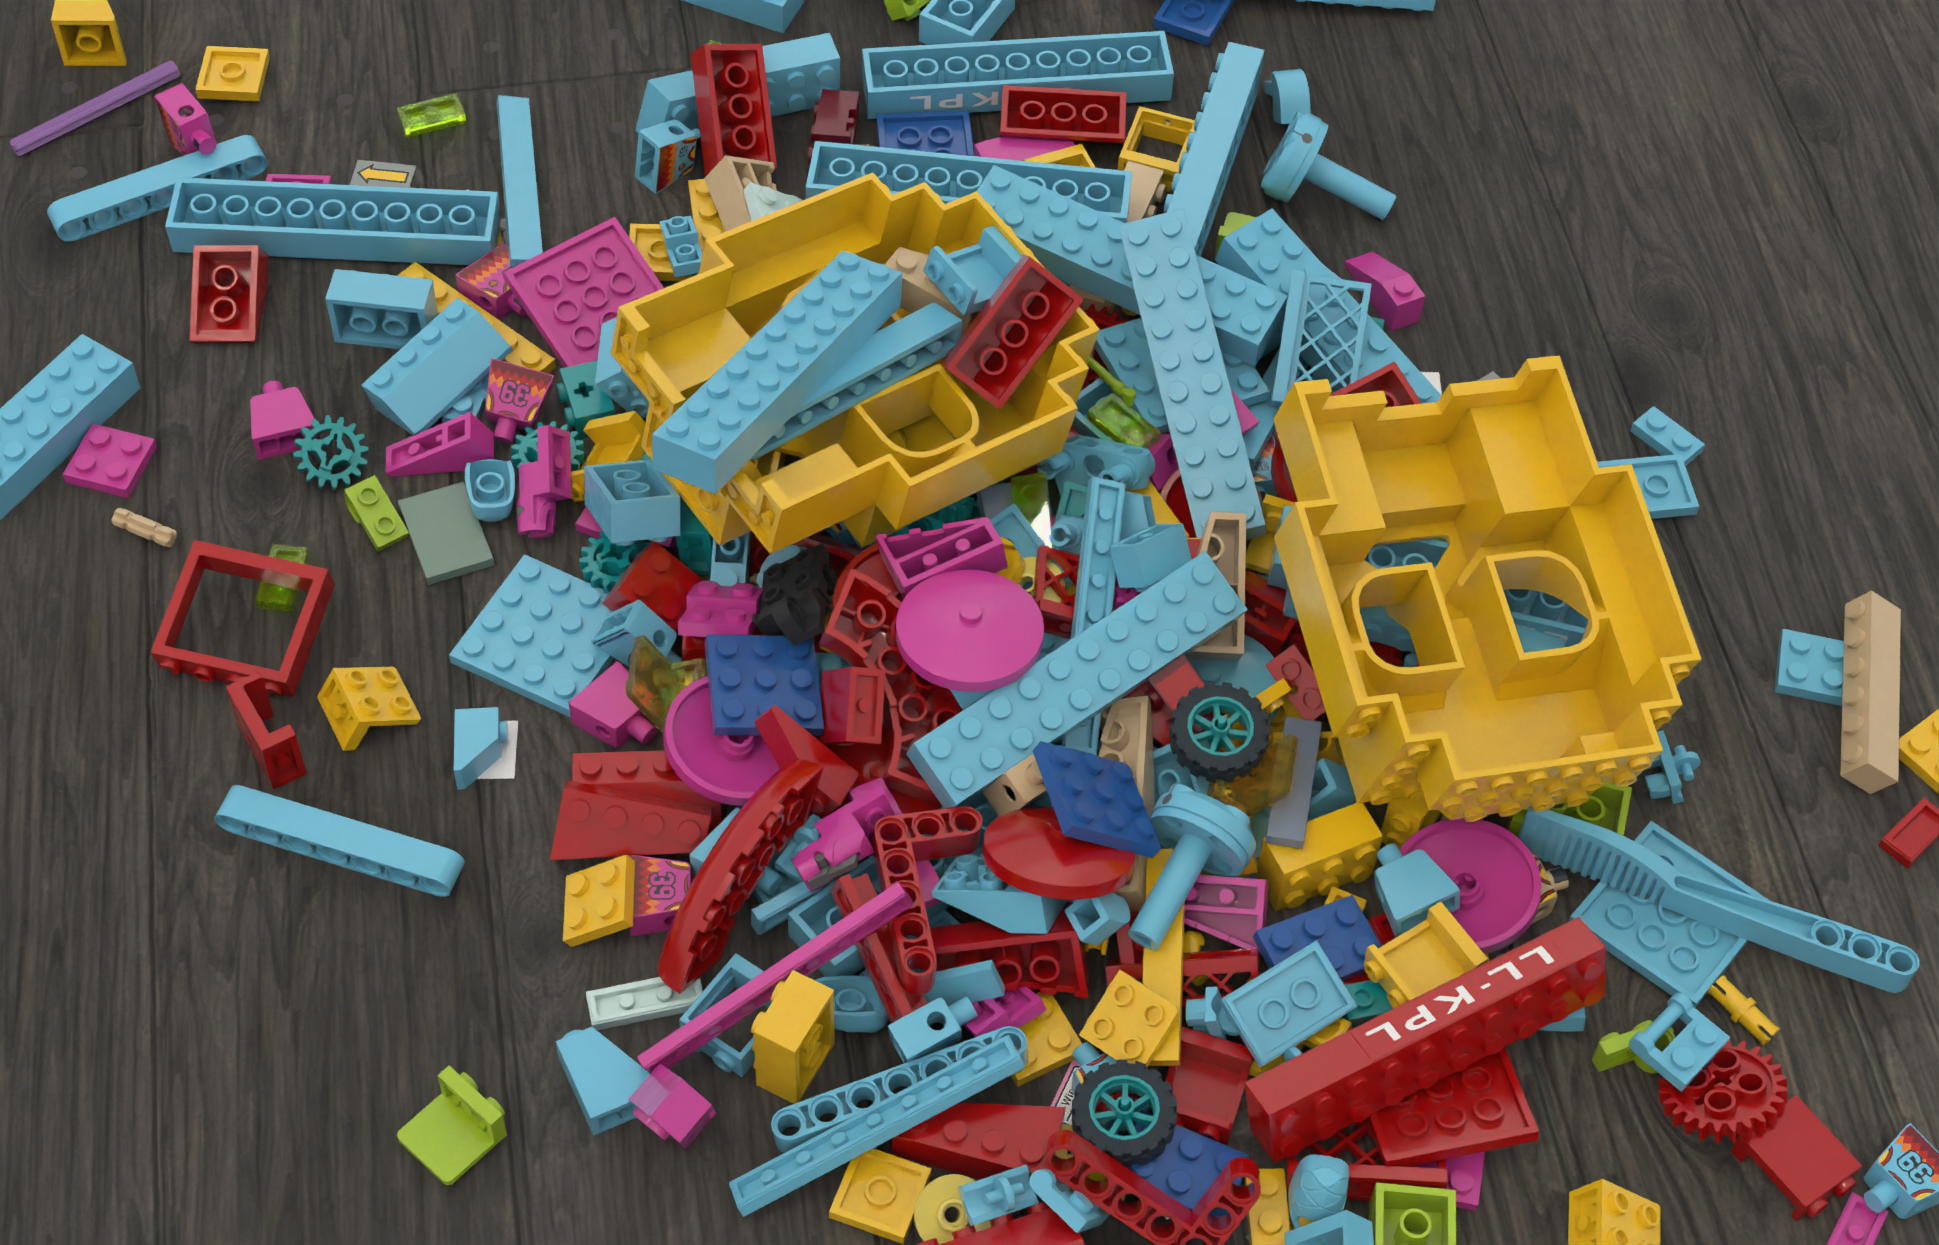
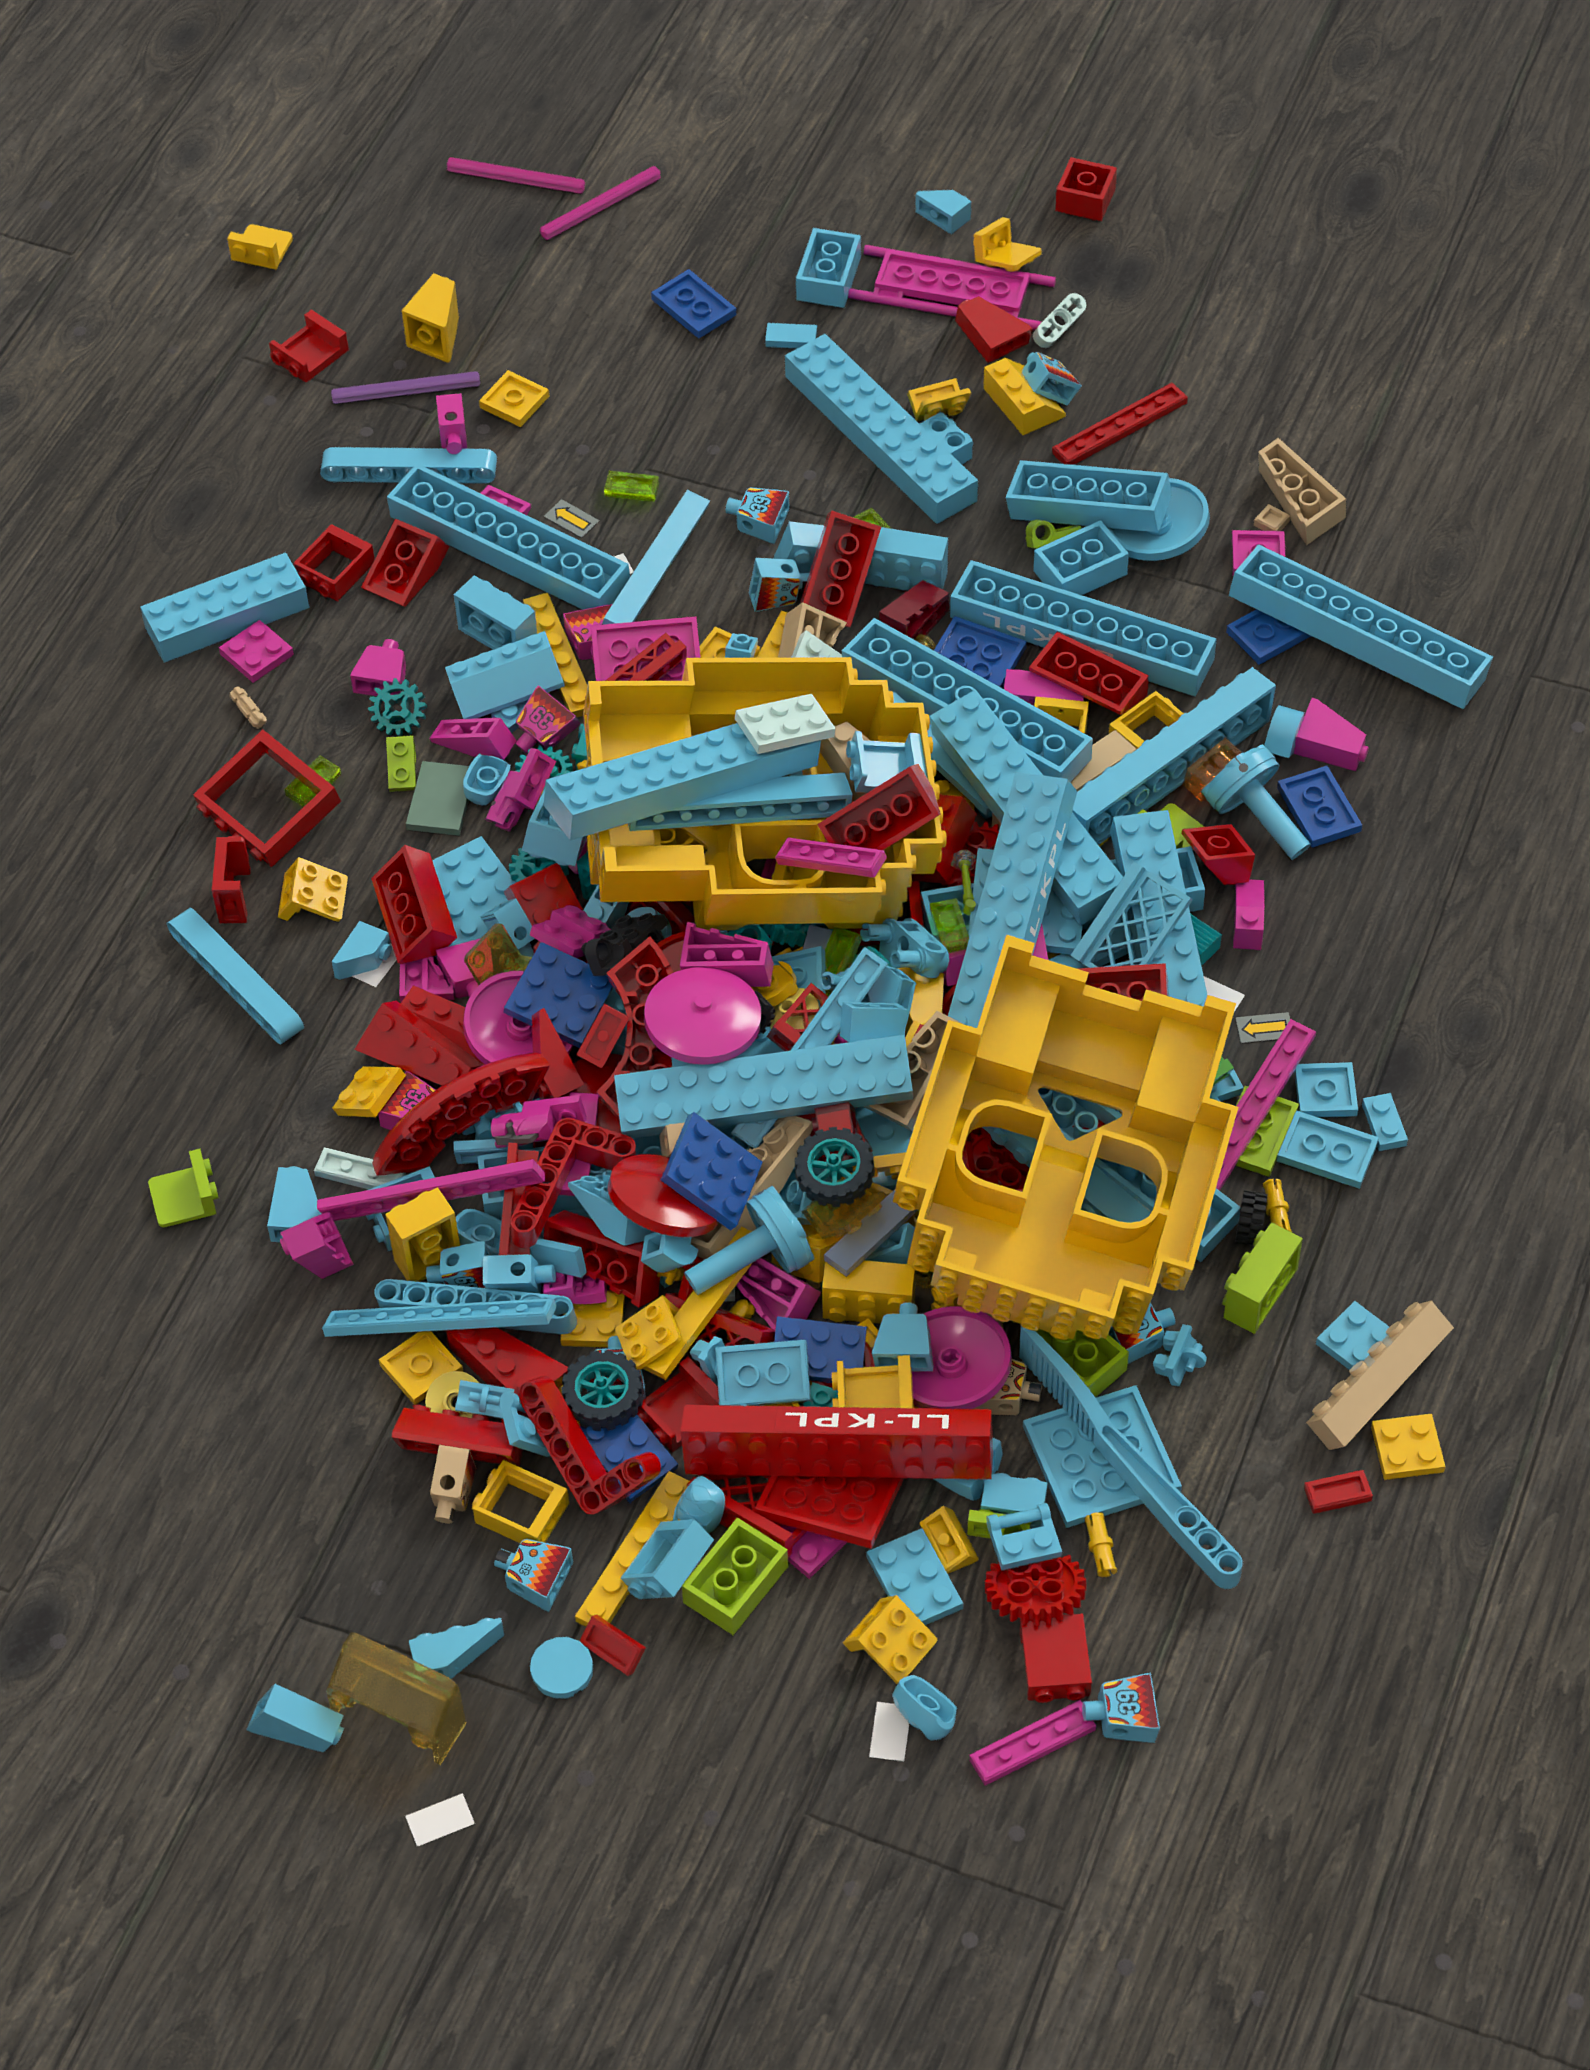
camera: 35 degrees right, 0 degrees up
(131, 300) = (343, 543): none -> red window
(508, 664) = (413, 905): none -> red slope
(559, 736) = (425, 975): none -> dark pink wing
(593, 89) = (760, 512): none -> medium azure torso
(599, 307) = (659, 665): none -> red fence
(857, 268) = (784, 723): none -> light aqua plate
(858, 1052) = (460, 1266): none -> medium azure torso
(992, 395) = (831, 857): none -> dark pink tile
(1251, 161) = (1209, 766): none -> clear orange brick
(1331, 236) = (1222, 852): none -> red slope
(1337, 85) = (1330, 738): none -> dark pink slope
(1373, 154) = (1319, 806): none -> blue plate
(1586, 1147) = (916, 1576): none -> medium azure plate
(1587, 1089) = (949, 1539): none -> yellow slope
(1606, 427) = (1326, 1089): none -> medium azure plate
(1626, 1005) = (1013, 1495): none -> medium azure brick
(1702, 612) = (1261, 1277): none -> lime brick

